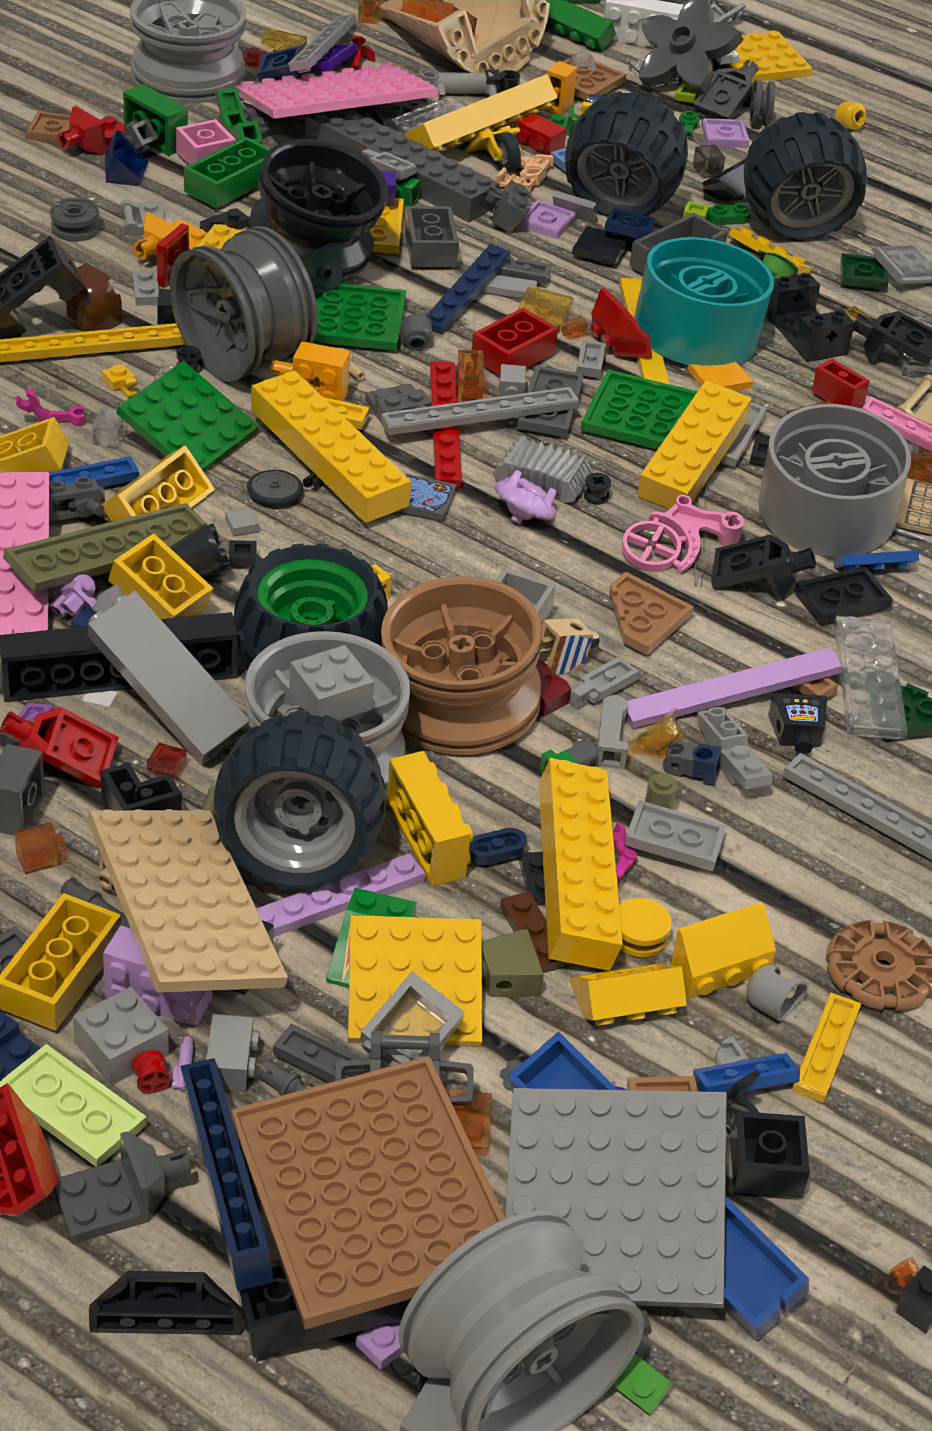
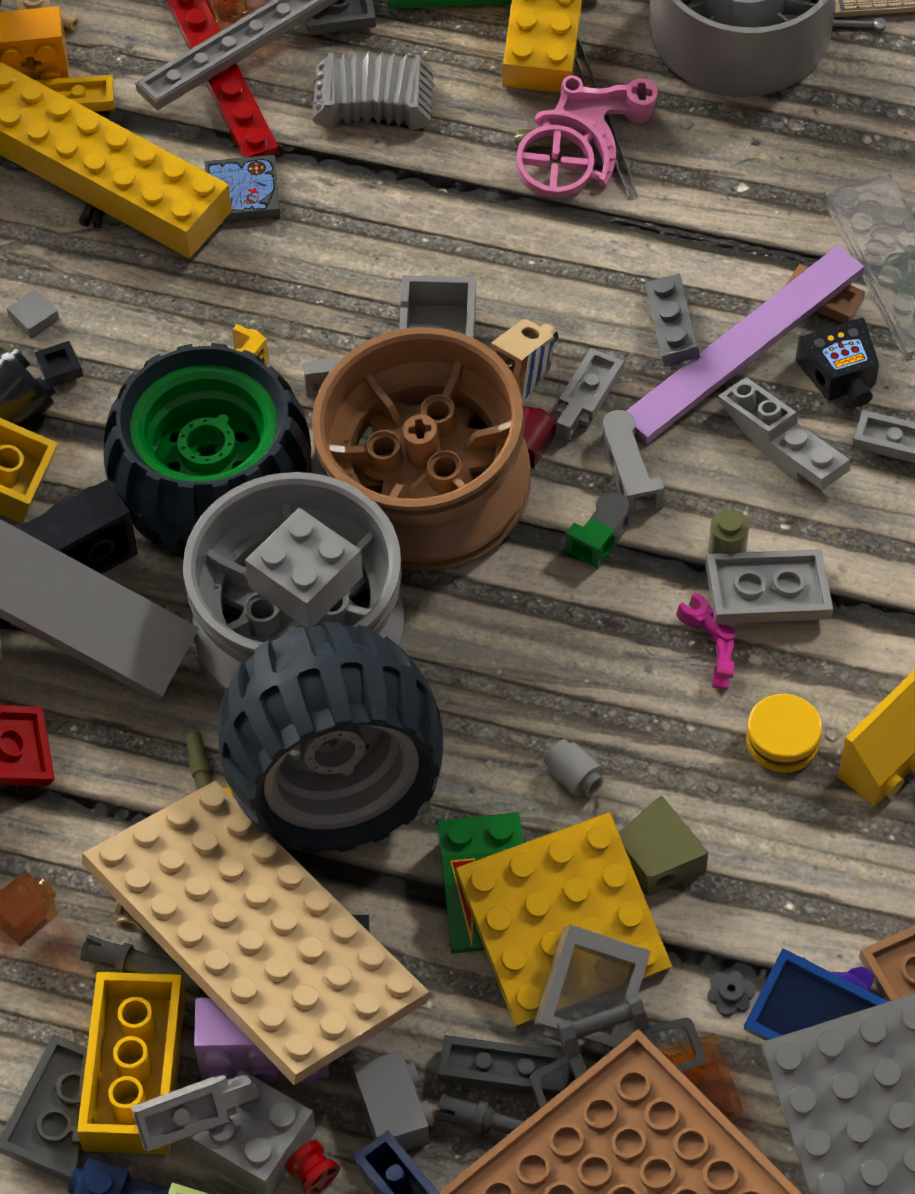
camera: 15 degrees left, 15 degrees up
(78, 991) = (190, 1110): none -> light grey hinge
(124, 791) = (114, 798): black brick -> none
(166, 760) = (115, 715): clear red plate -> none
(185, 1057) = (345, 1144): lavender piece -> none
(275, 487) = (49, 244): dark grey wheel -> none
(334, 898) = (383, 861): lavender plate -> none
(396, 399) = (141, 49): dark grey plate -> none
(428, 818) = (477, 682): yellow brick -> none
(474, 897) = (574, 768): none -> light grey brick
(497, 846) = (564, 685): dark blue plate -> none
(524, 913) = (652, 777): reddish brown plate -> none
(526, 499) = (373, 147): lavender piece -> none
(533, 875) = (635, 707): black plate -> none
(579, 865) = (679, 677): yellow brick -> none
(597, 488) = (450, 96): black wheel -> none
(630, 992) = (809, 829): yellow slope -> none
(646, 612) = (591, 266): medium nougat plate -> none
(660, 735) = (686, 448): clear yellow piece -> none
(687, 658) = (672, 320): none -> dark grey plate
(694, 761) = (742, 469): leg -> none
(758, 559) = (697, 141): black plate -> none
(843, 594) = (813, 149): black plate -> none
(877, 561) = (832, 82): blue plate -> none

